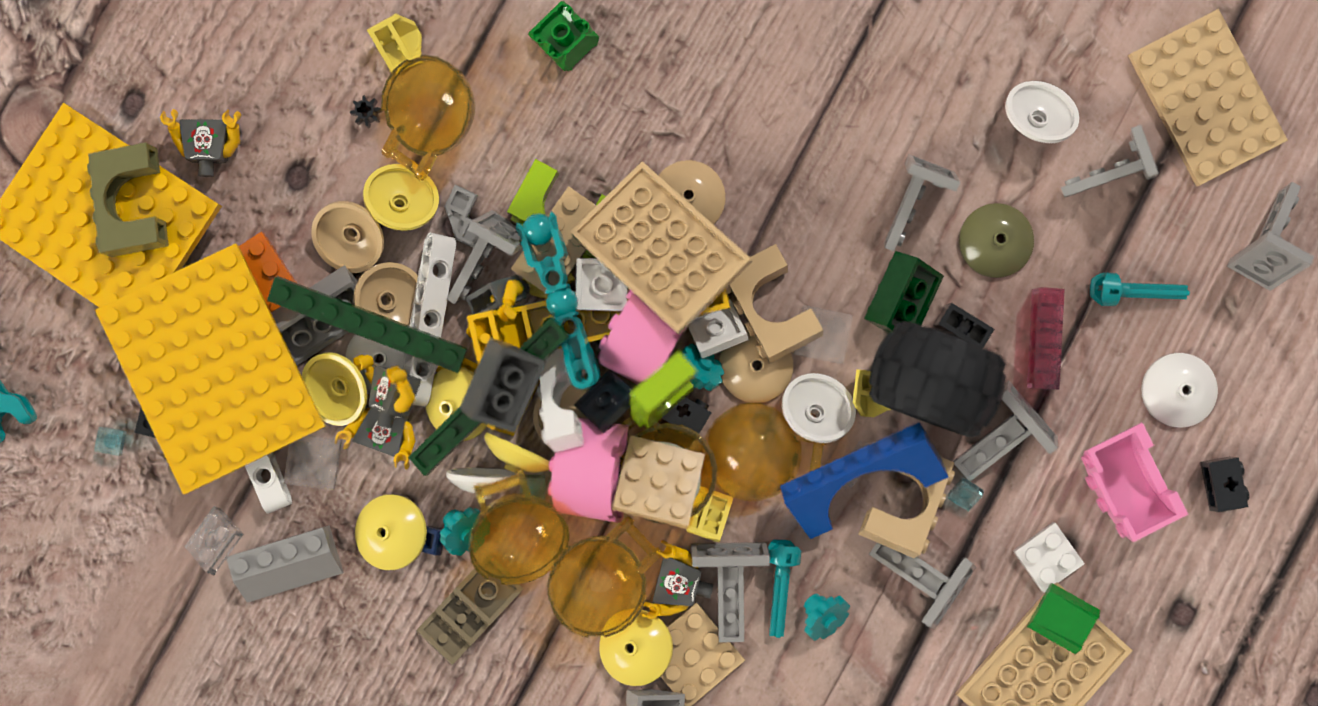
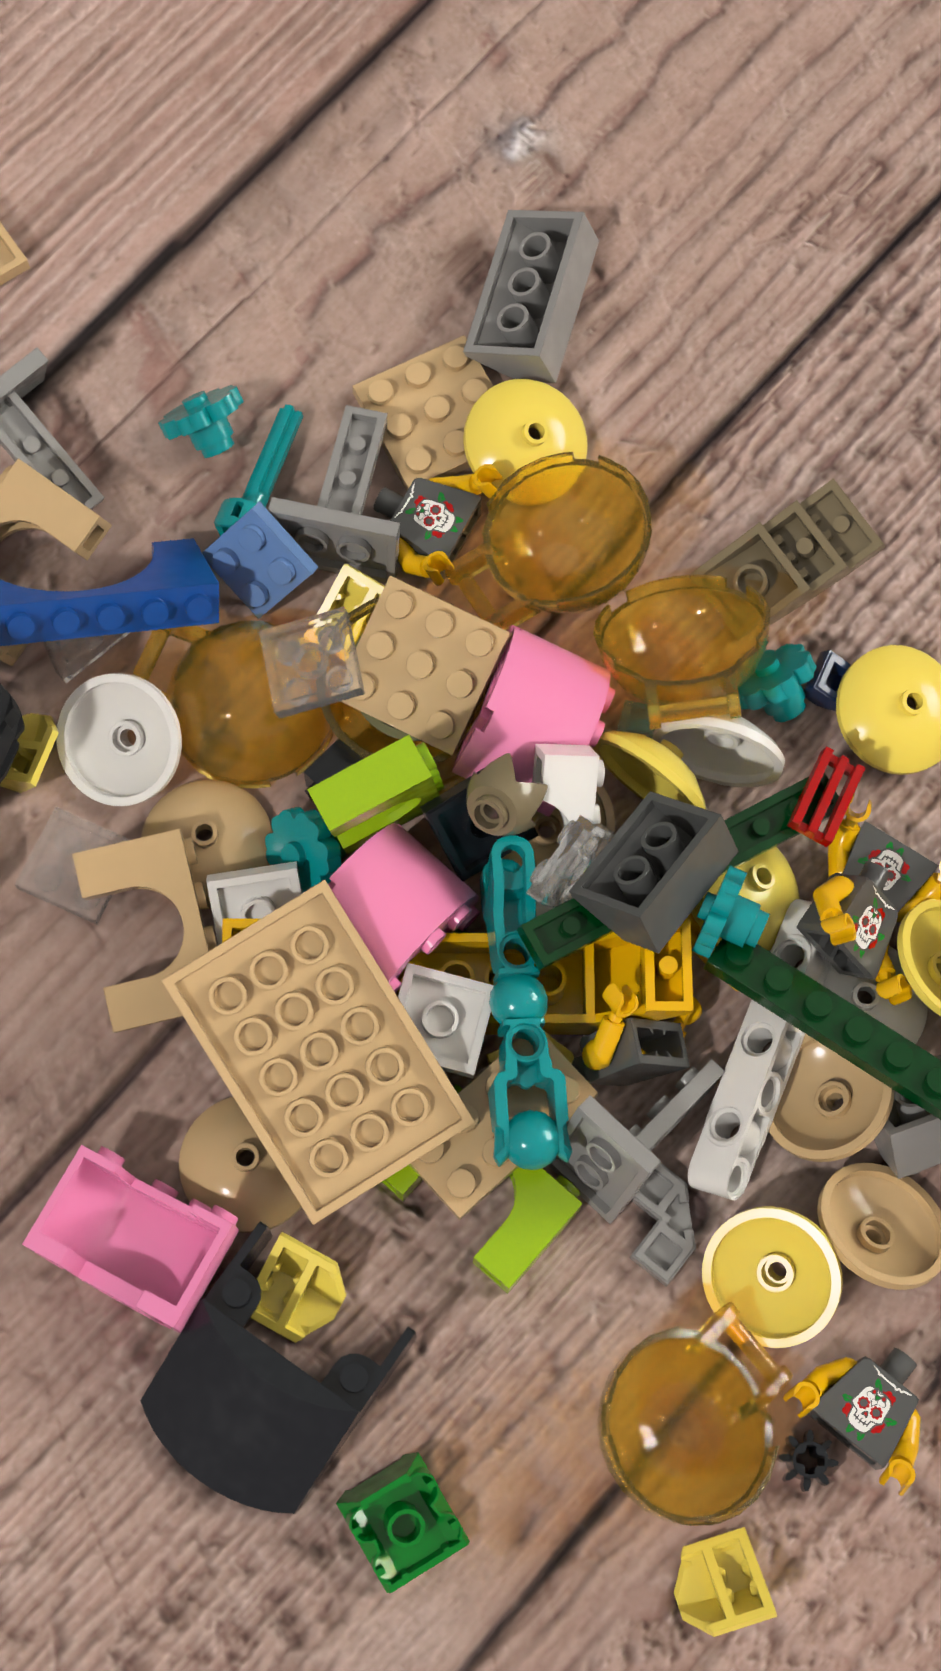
camera: 175 degrees left, 15 degrees down
(339, 142) = (867, 1411): none -> torso
(414, 435) = (841, 766): none -> red tile
(457, 373) = (729, 916): none -> teal plant
(546, 386) = (577, 849): none -> clear plate
(596, 402) = (500, 802): none -> dark tan piece
(646, 135) = (298, 1289): none -> light yellow slope
(655, 66) = (247, 1413): none -> black windscreen
(720, 466) = (311, 662): none -> clear plate
(733, 138) = (132, 1237): none -> bright pink cylinder
(768, 531) = (259, 560): none -> medium blue plate

